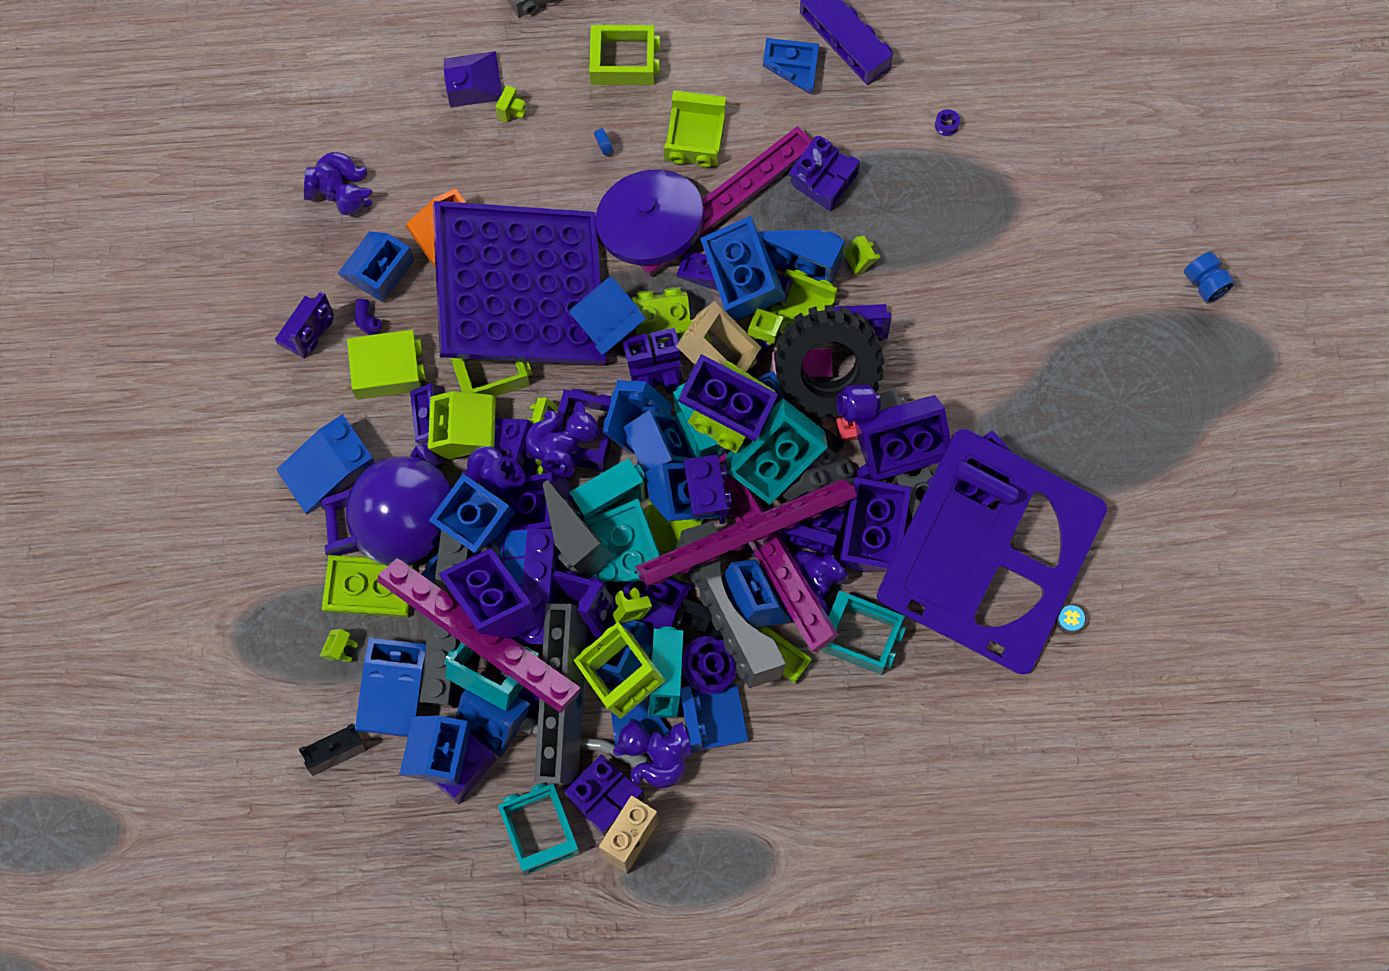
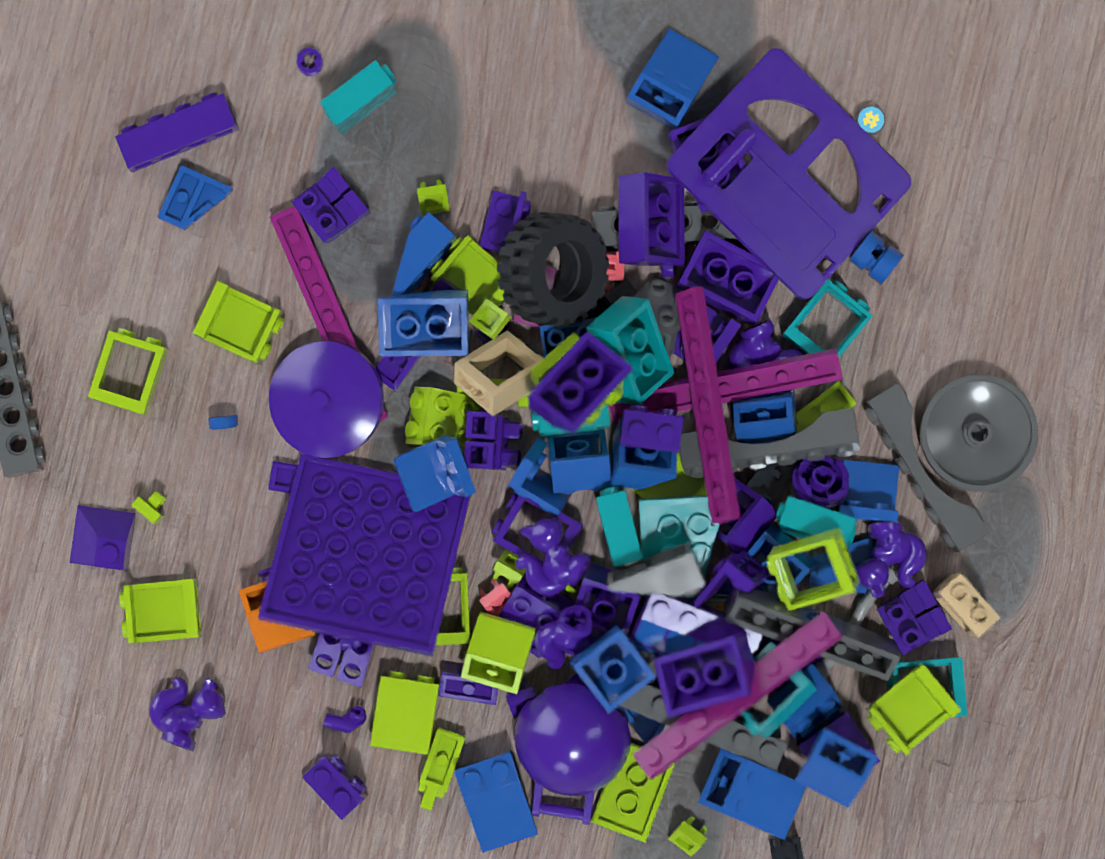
camera: 75 degrees left, 15 degrees up
(354, 407) = (440, 766): none -> lime hinge
(377, 264) = (290, 695): blue slope -> none
(420, 295) = (355, 658): none -> dark purple hips
(421, 140) = (161, 611): none -> lime panel
(510, 408) = (495, 599): none -> coral tile
(511, 811) = (911, 710): none -> lime panel
(570, 201) = (282, 477): none -> dark purple tile
(631, 609) = (750, 539): lime tile -> none
(792, 722) = (894, 416): none -> dark grey arch
(803, 804) = (979, 433): none -> dark grey dish
(858, 403) = (609, 254): dark purple head -> none
(929, 163) = (359, 96): none -> teal brick
(940, 658) = (886, 262): none -> blue wheel
(1043, 425) = (672, 79): none -> blue slope

